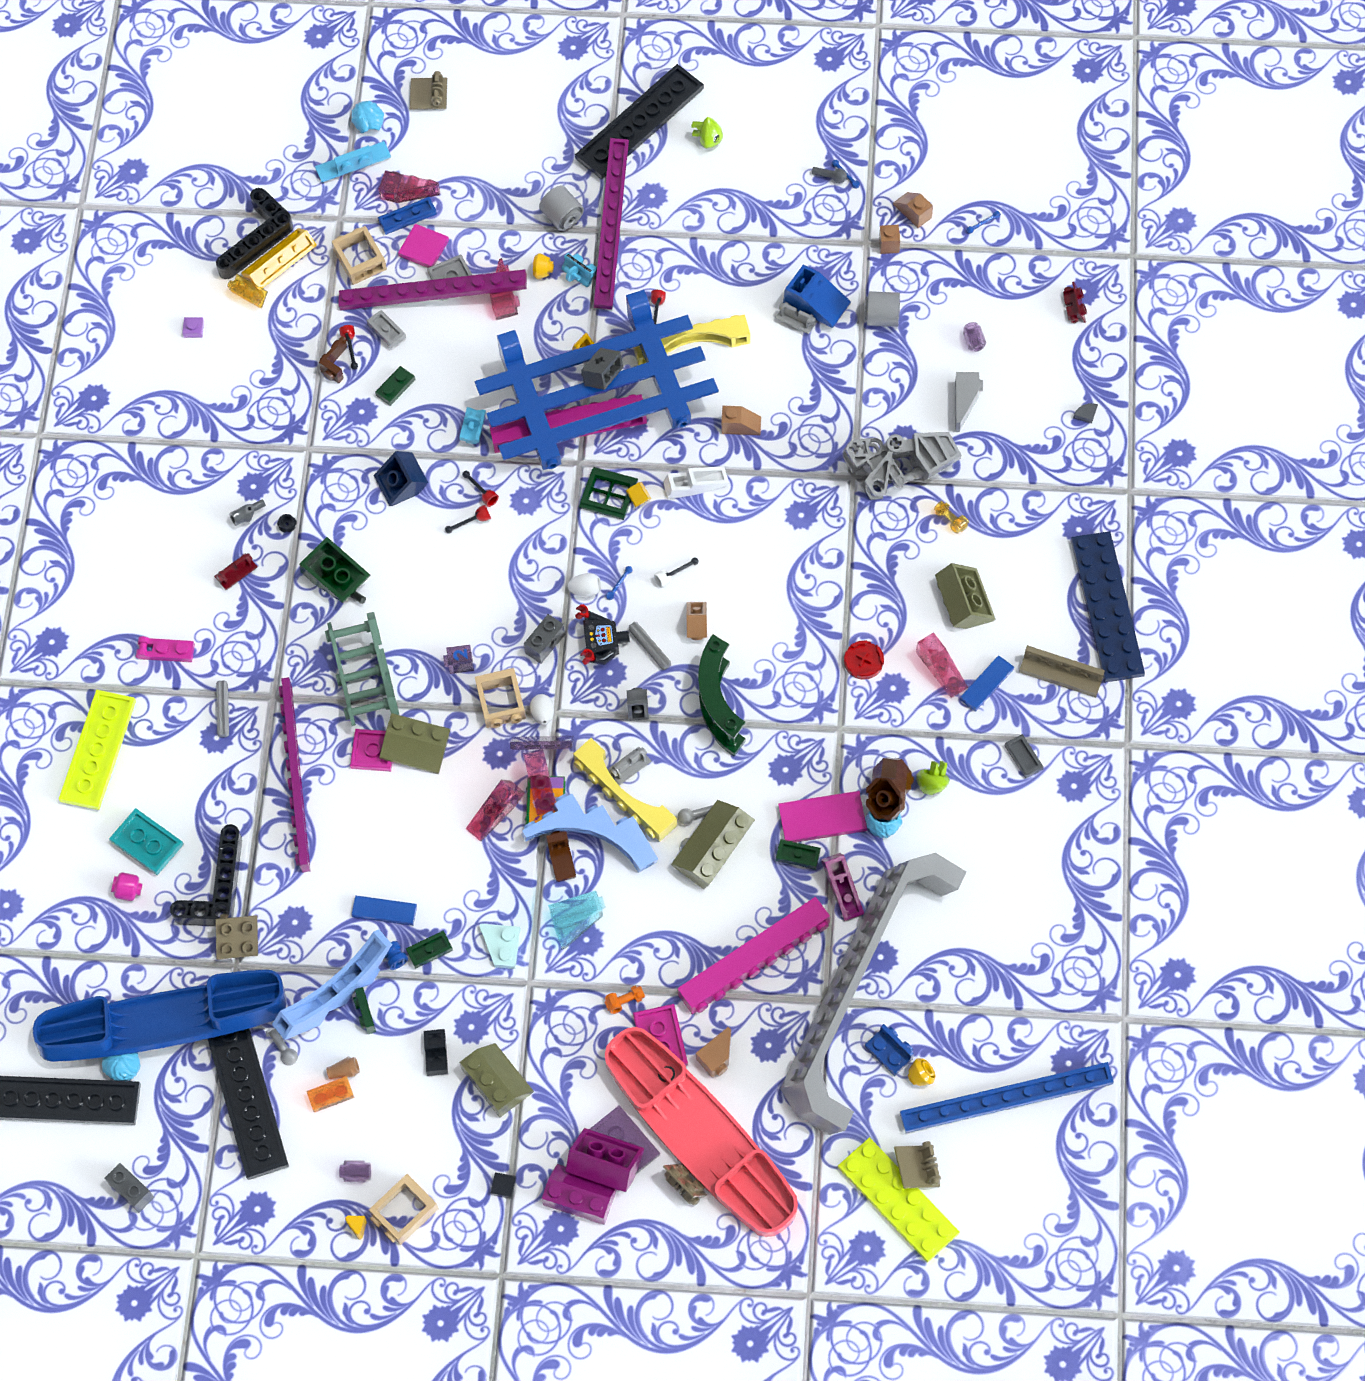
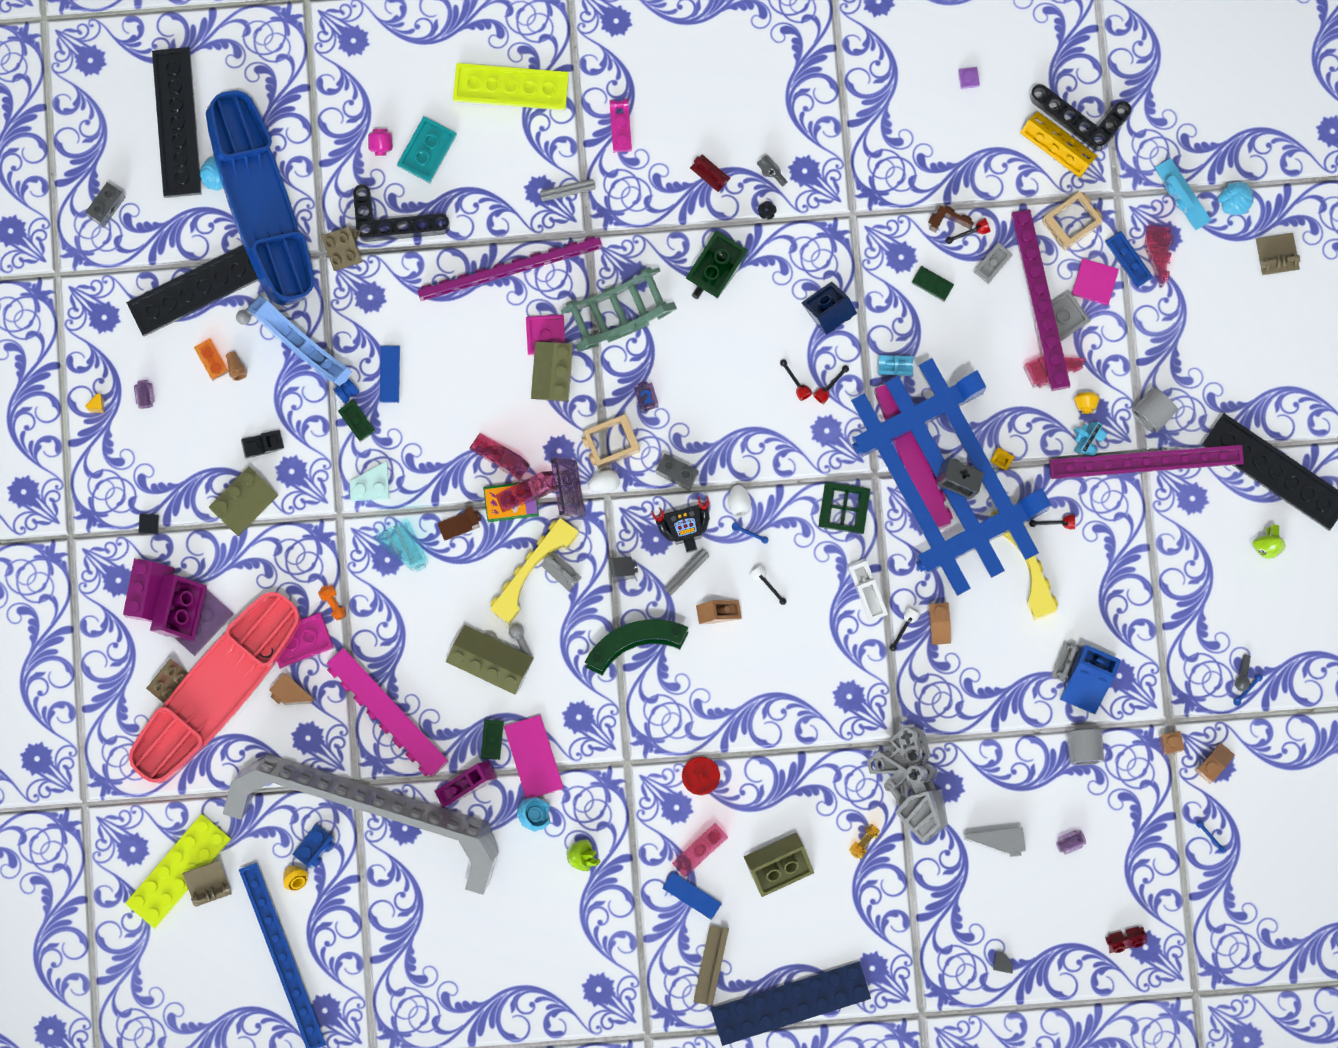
camera: 80 degrees right, 15 degrees up
(248, 290) = (1013, 126): clear yellow hinge -> none
(361, 1003) = (298, 370): dark green plate -> none
(391, 1233) = (129, 454): tan window -> none
(569, 817) = (492, 550): light blue arch -> none
(638, 494) = (844, 537): yellow slope -> none
(729, 447) = (910, 617): none -> hinge
(889, 788) = (561, 814): reddish brown brick -> none
(1024, 756) = (621, 939): dark grey tile -> none

